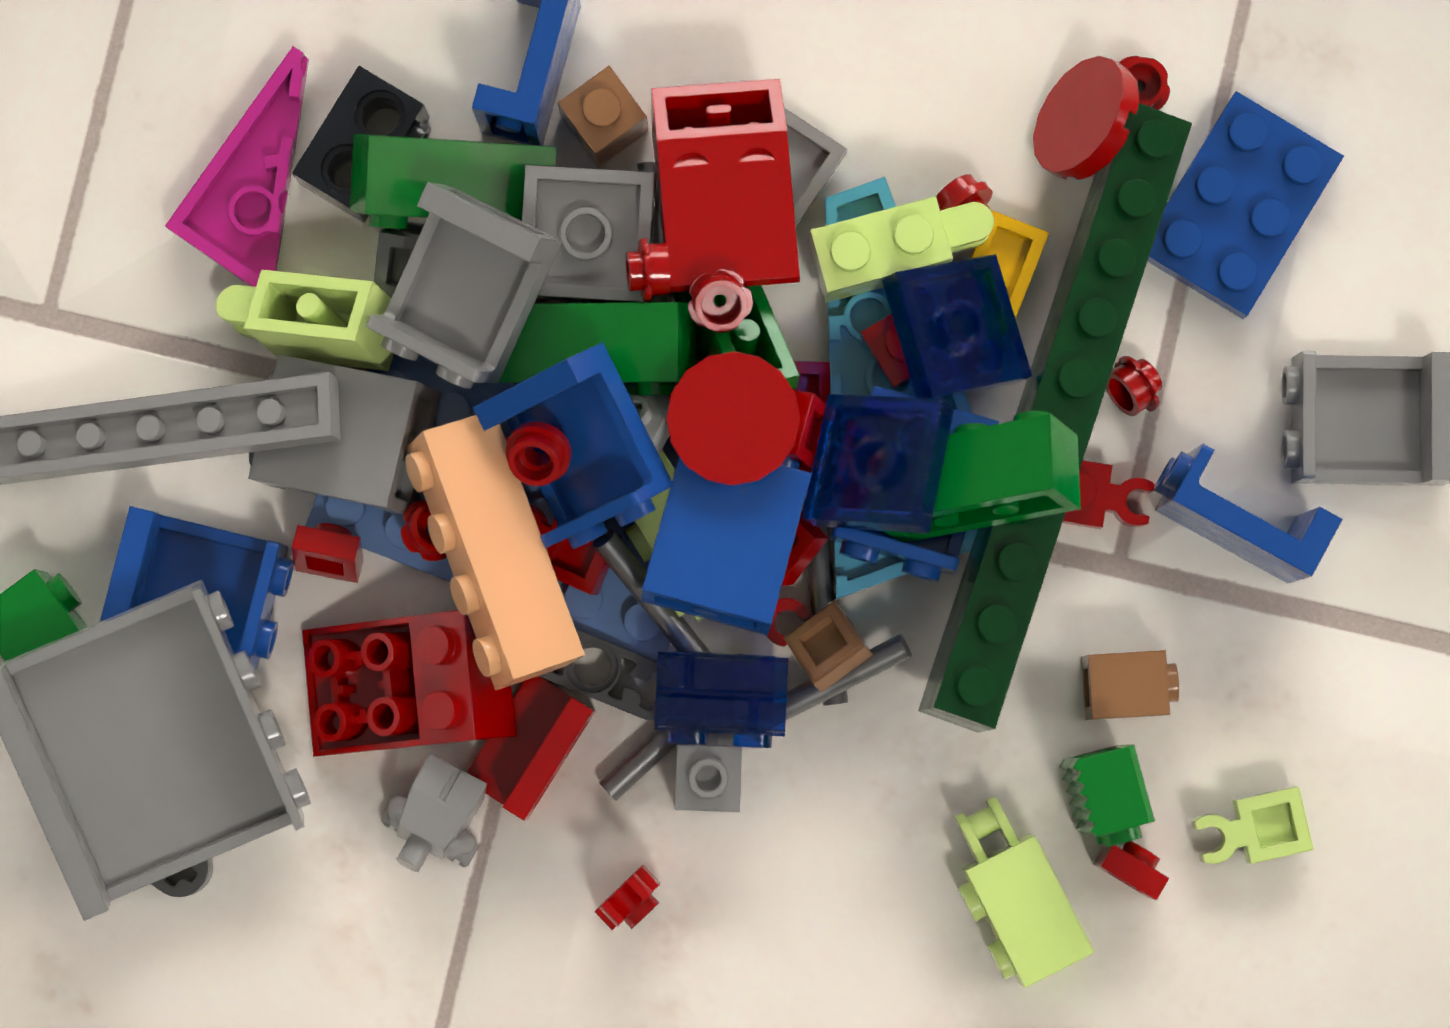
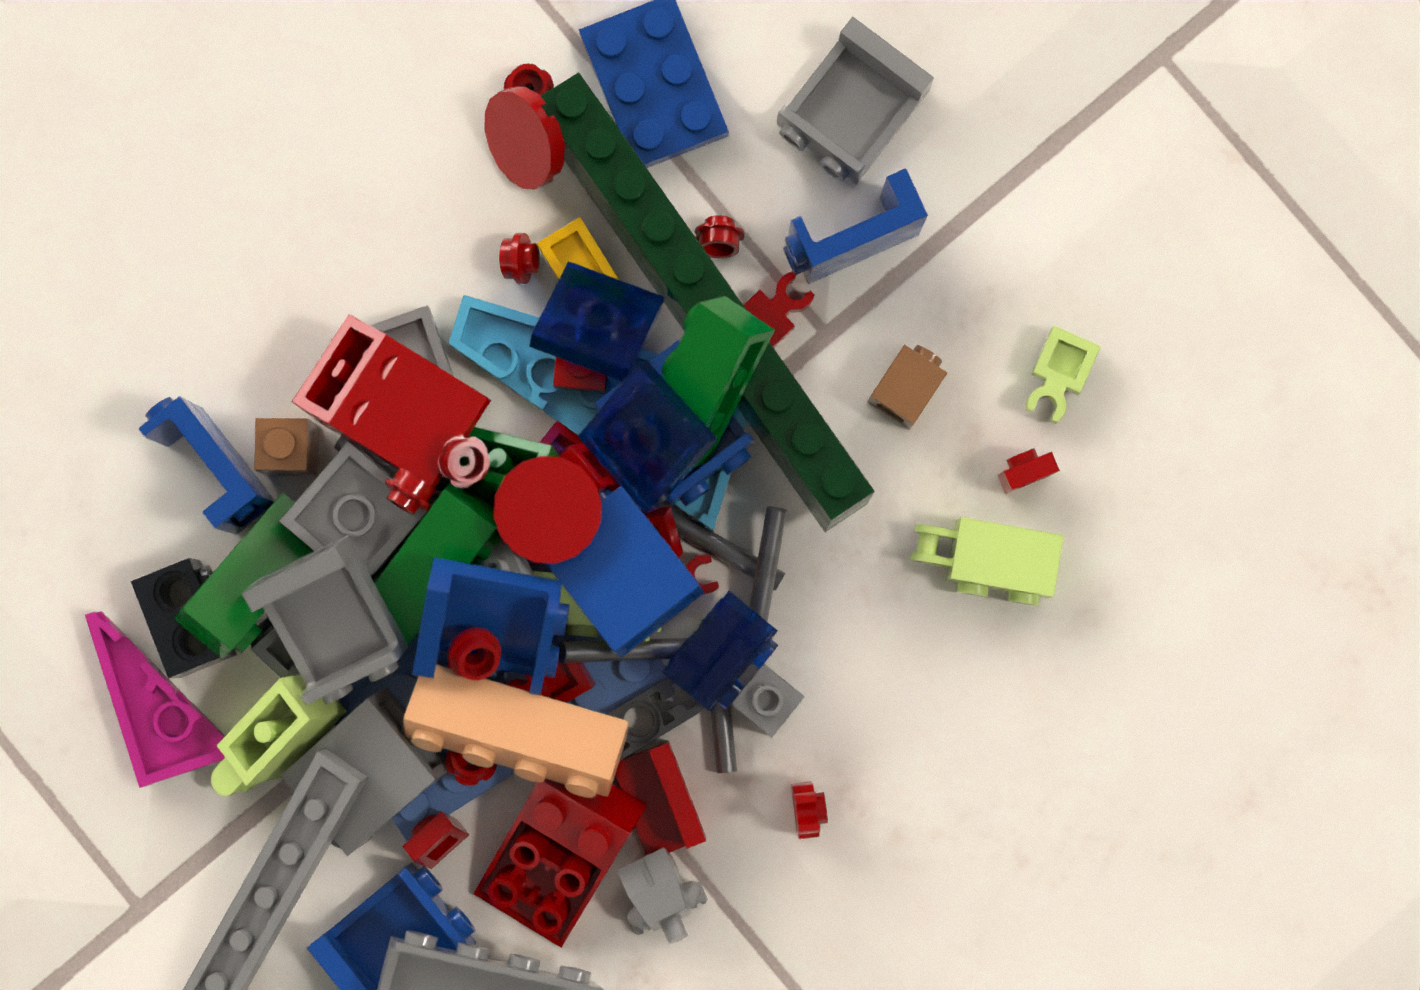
camera: 50 degrees left, 0 degrees up
(828, 646) = (740, 559): medium nougat tile -> none
(865, 249) = (504, 335): yellowish green brick -> none
(1108, 794) = (969, 450): green brick -> none

